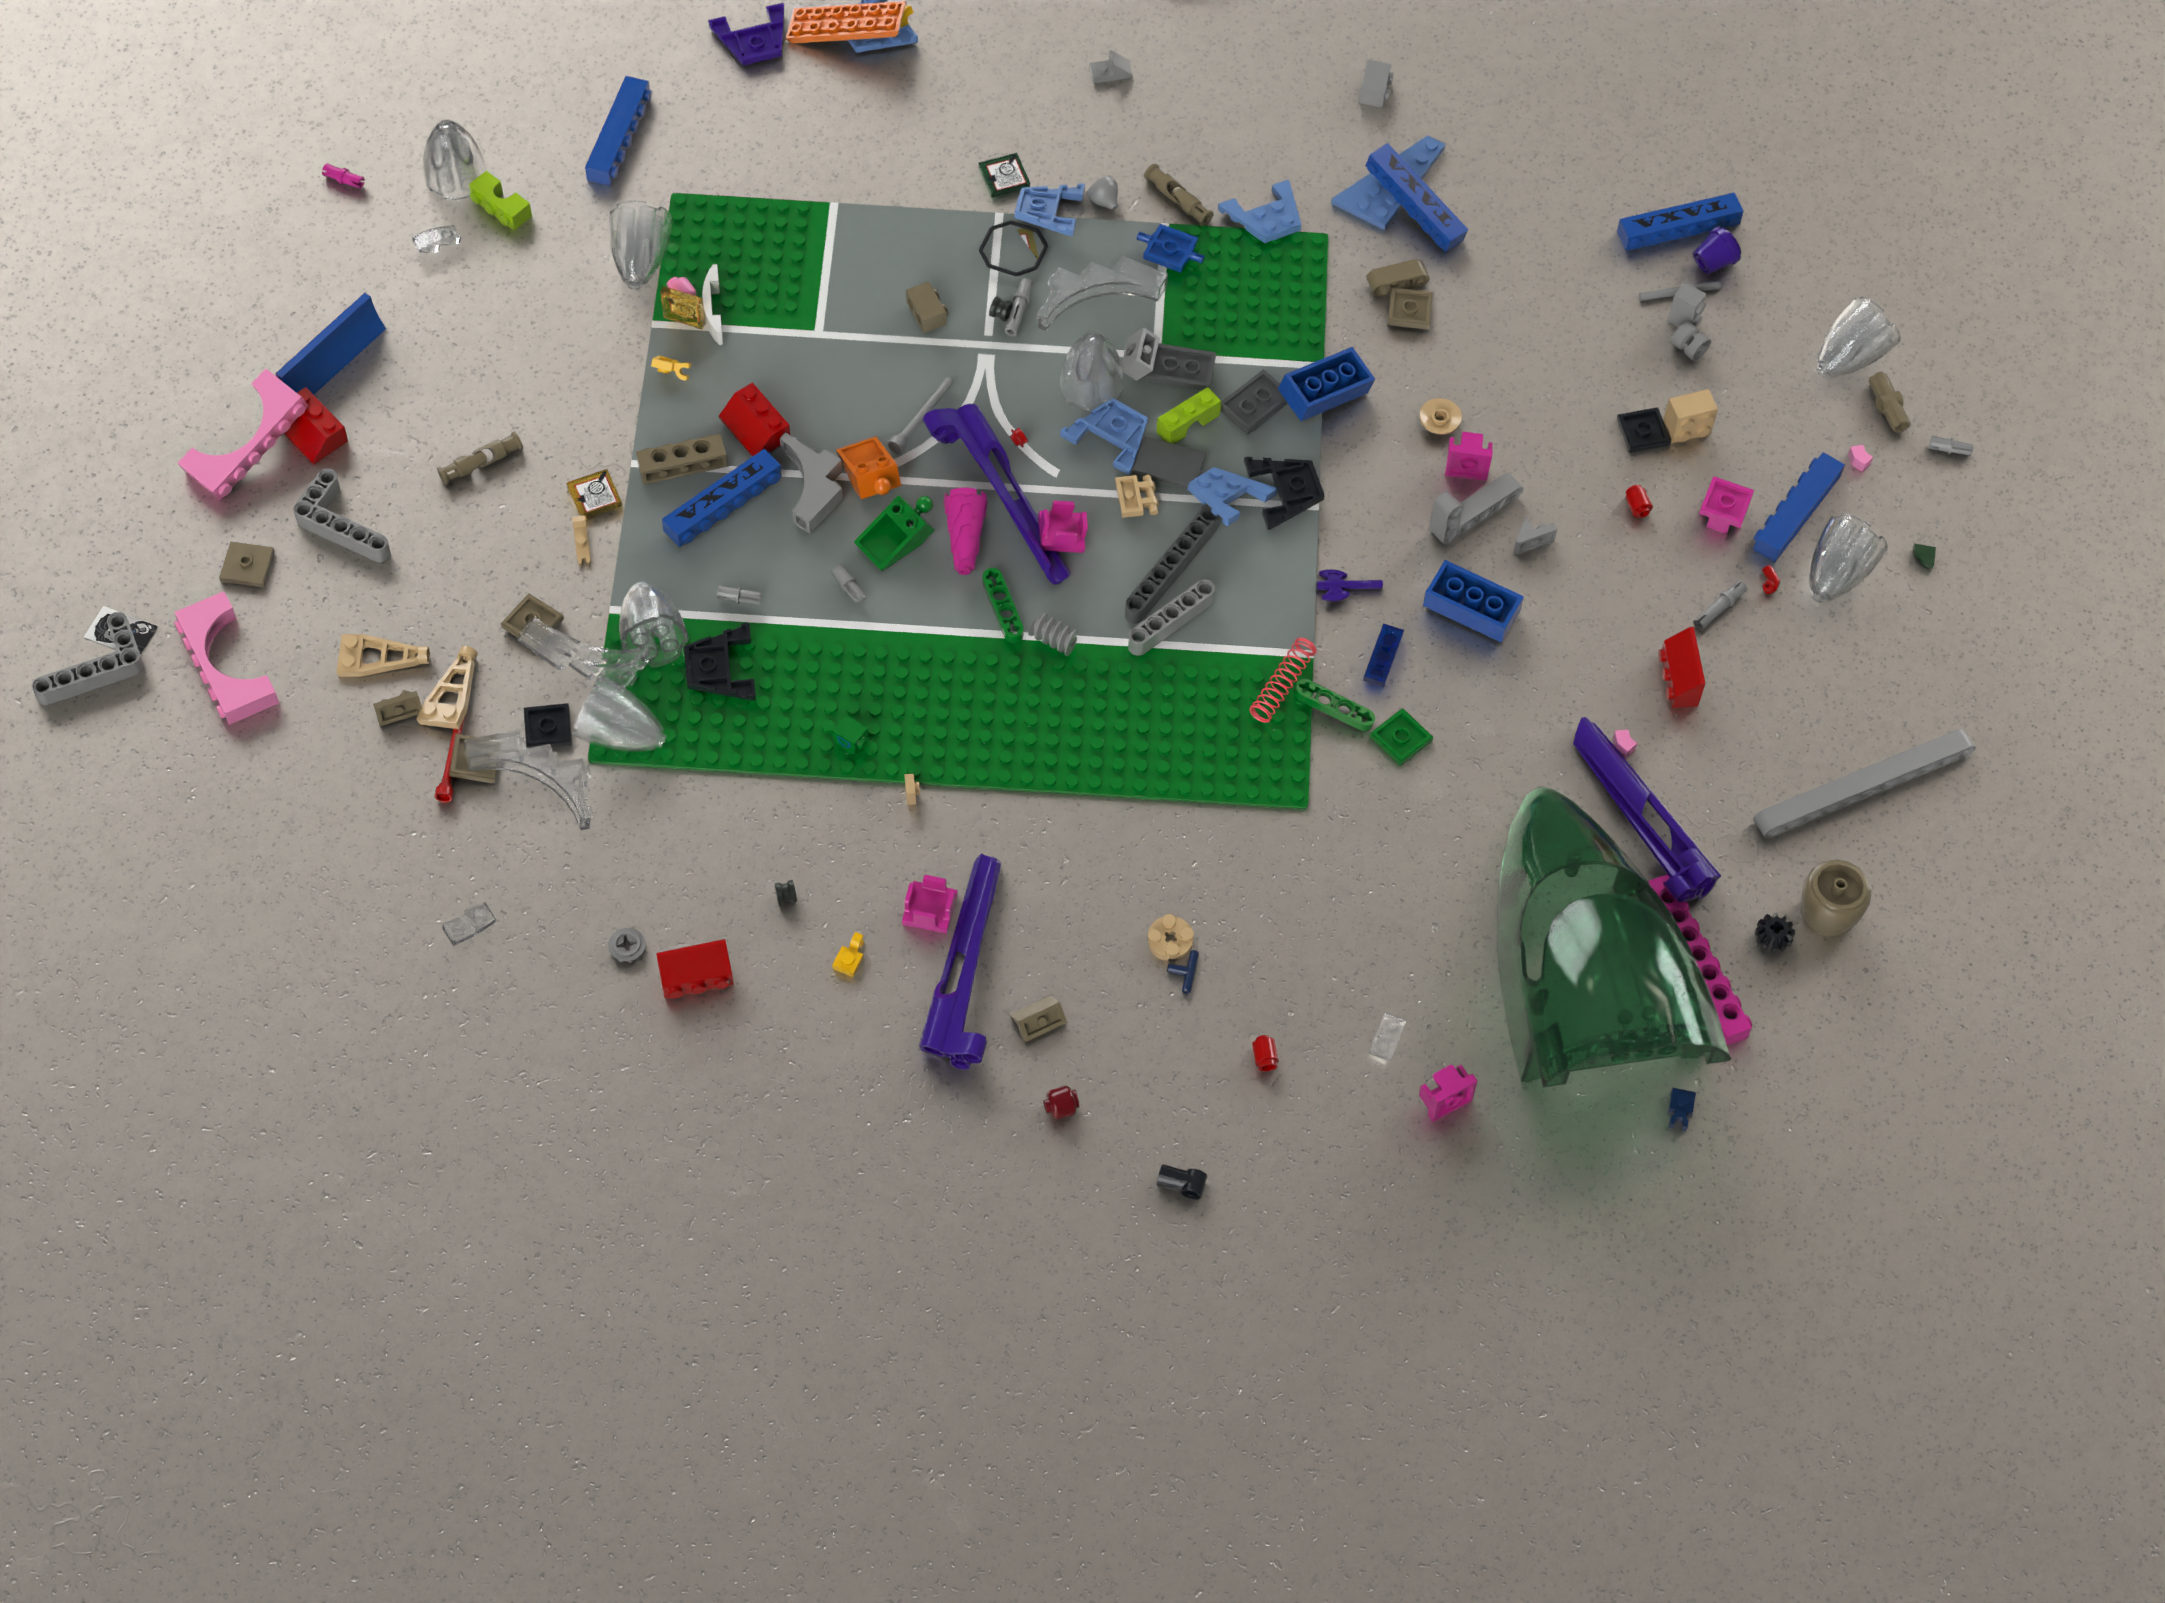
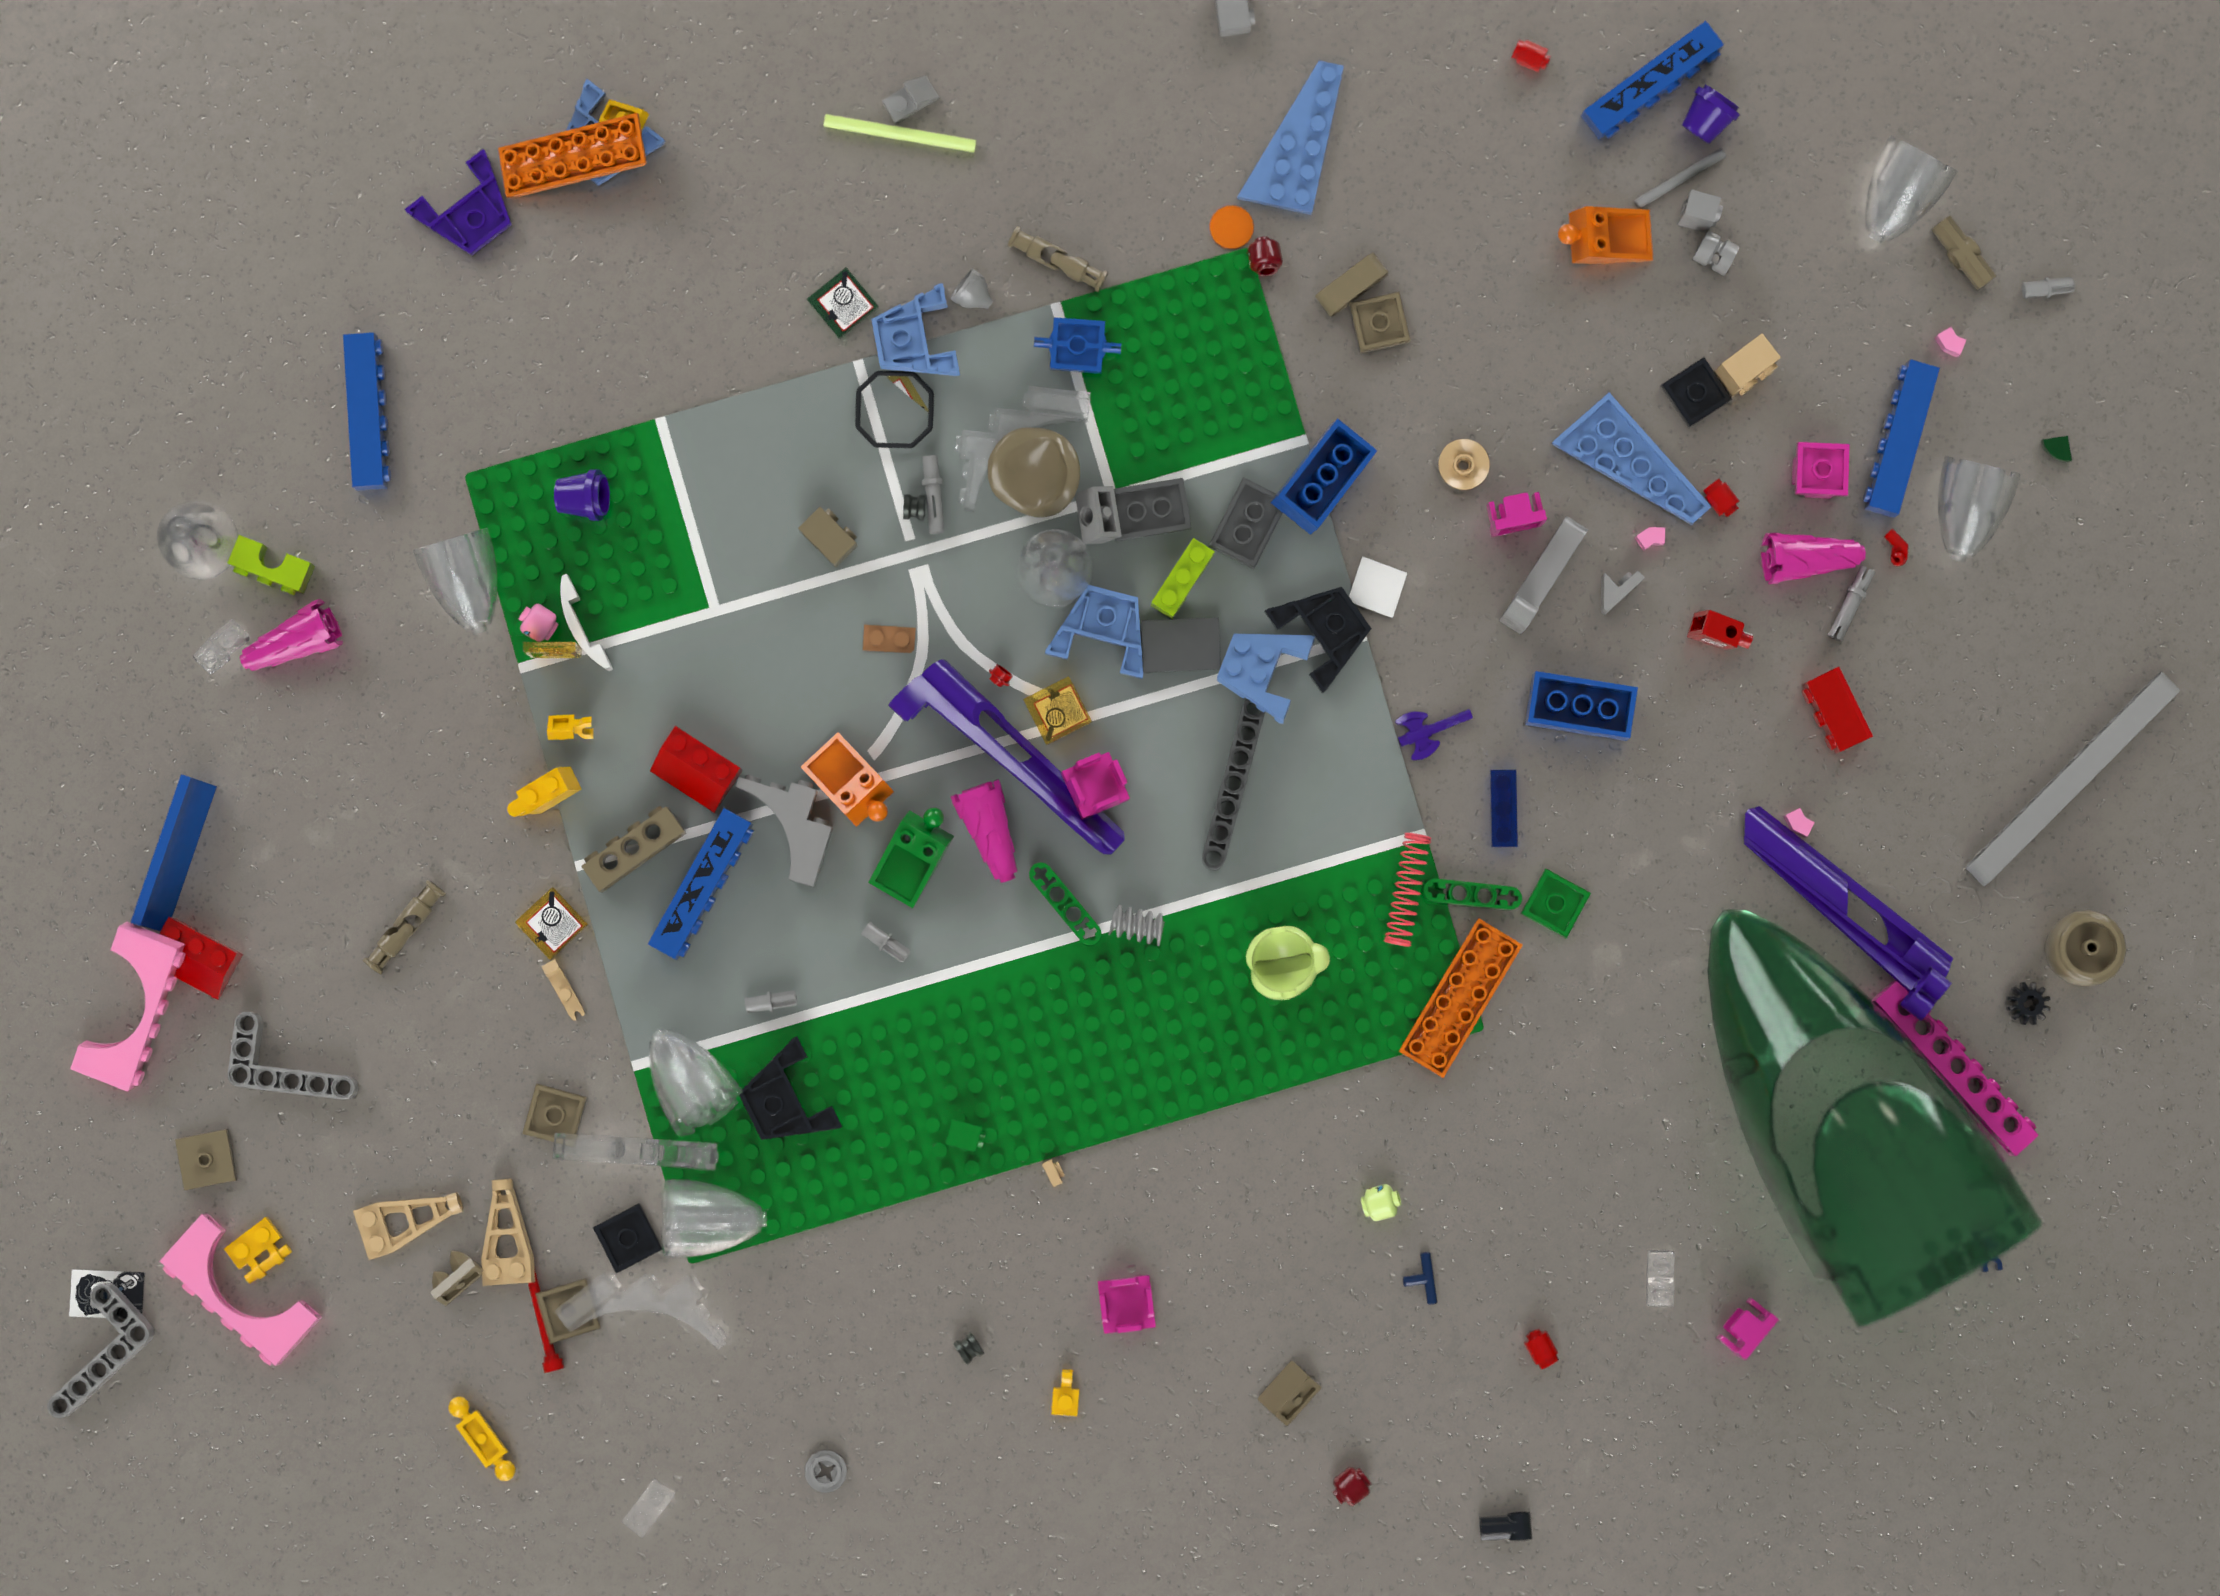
camera: 20 degrees left, 25 degrees up
(252, 633) = (252, 1244): none -> yellow plate
(343, 176) = (71, 597): dark pink pin -> none
(360, 826) = (482, 1438): none -> yellow plate
(495, 247) = (299, 636): none -> dark pink cone
(631, 401) = (545, 792): none -> yellow brick
(695, 969) = (913, 1482): red slope -> none
(754, 222) = (583, 495): none -> dark purple piece
(898, 442) = (868, 732): light grey piece -> none
(948, 1012) = (1196, 1433): dark purple panel -> none
(952, 396) = (889, 638): none -> medium nougat plate
(1053, 476) = (1057, 710): none -> clear yellow tile
(1094, 87) = (900, 133): none -> yellowish green piece
(1101, 307) = (1034, 471): none -> dark tan piece
(1129, 495) = (1153, 708): tan plate -> none
(1162, 691) = (1284, 962): none -> yellowish green piece
(1170, 926) = (1386, 1233): tan plate -> none
(1172, 899) = (1380, 1202): none -> yellowish green head
(1175, 608) = (1266, 844): light grey beam -> none
(1269, 220) = (1178, 256): medium blue wing -> none
(1297, 772) = (1460, 998): none -> orange plate
(1319, 218) = (1231, 227): none -> orange piece
(1337, 239) = (1265, 256): none -> dark red head
(1341, 477) = (1377, 587): none -> white sticker
(1416, 197) = (1338, 166): blue brick -> none
(1571, 448) = (1622, 451): none -> medium blue wing
(1572, 511) = (1650, 537): none -> bright pink piece
(1591, 179) = (1531, 55): none -> red brick
(1604, 585) = (1719, 630): none -> red torso
(1609, 306) = (1608, 235): none -> orange slope
(1693, 557) = (1804, 555): none -> dark pink cone

